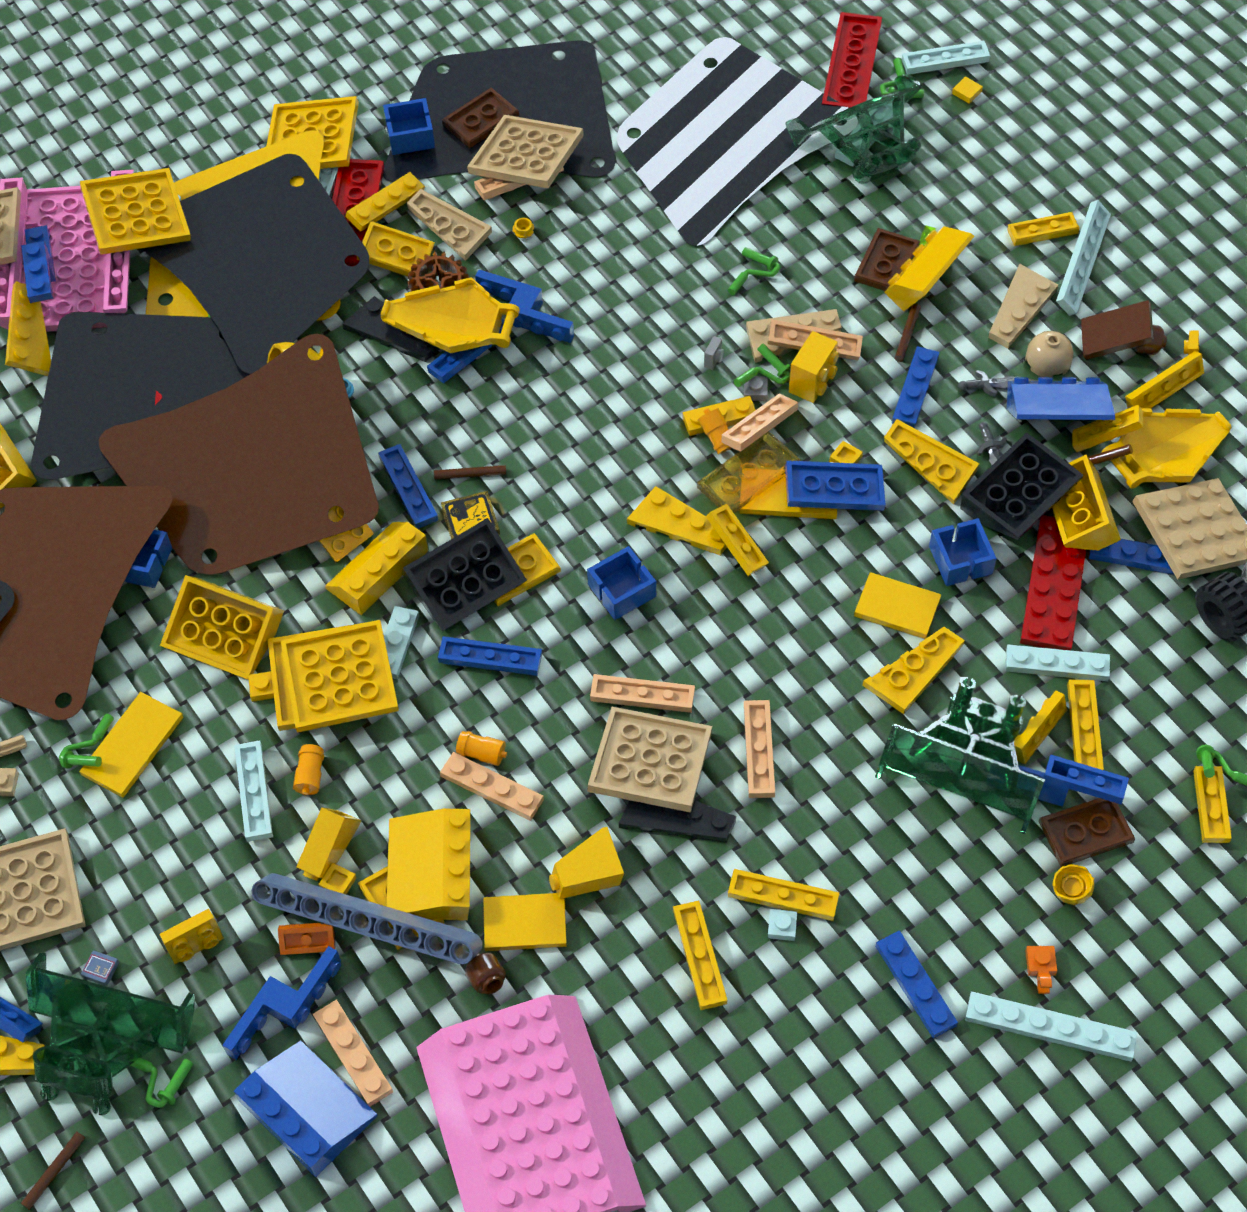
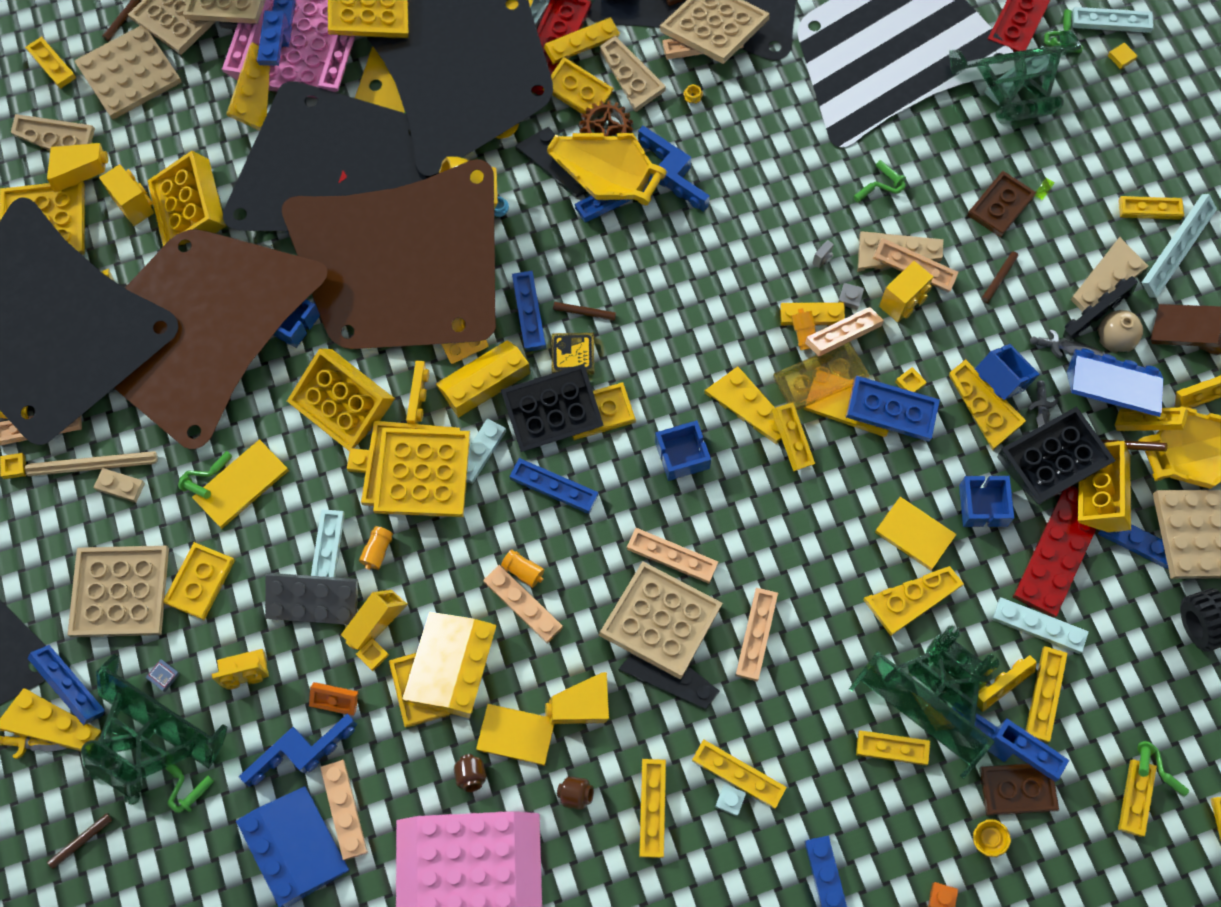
camera: 15 degrees right, 10 degrees up
(113, 858) = (198, 581): none -> yellow tile
(250, 839) = (310, 598): none -> dark grey plate
(309, 599) = (418, 393): none -> yellow plate
(378, 917) = (386, 699): sand blue beam -> none
(609, 961) = (575, 793): none -> reddish brown head
(783, 370) = (879, 285): bright green piece -> none
(916, 386) = (992, 330): blue plate -> none
(927, 266) = (1036, 220): yellow slope -> none
(940, 823) = (893, 748): none -> yellow plate
(943, 419) = (1006, 371): none -> blue piece
(1030, 325) = (1123, 290): none -> black wing

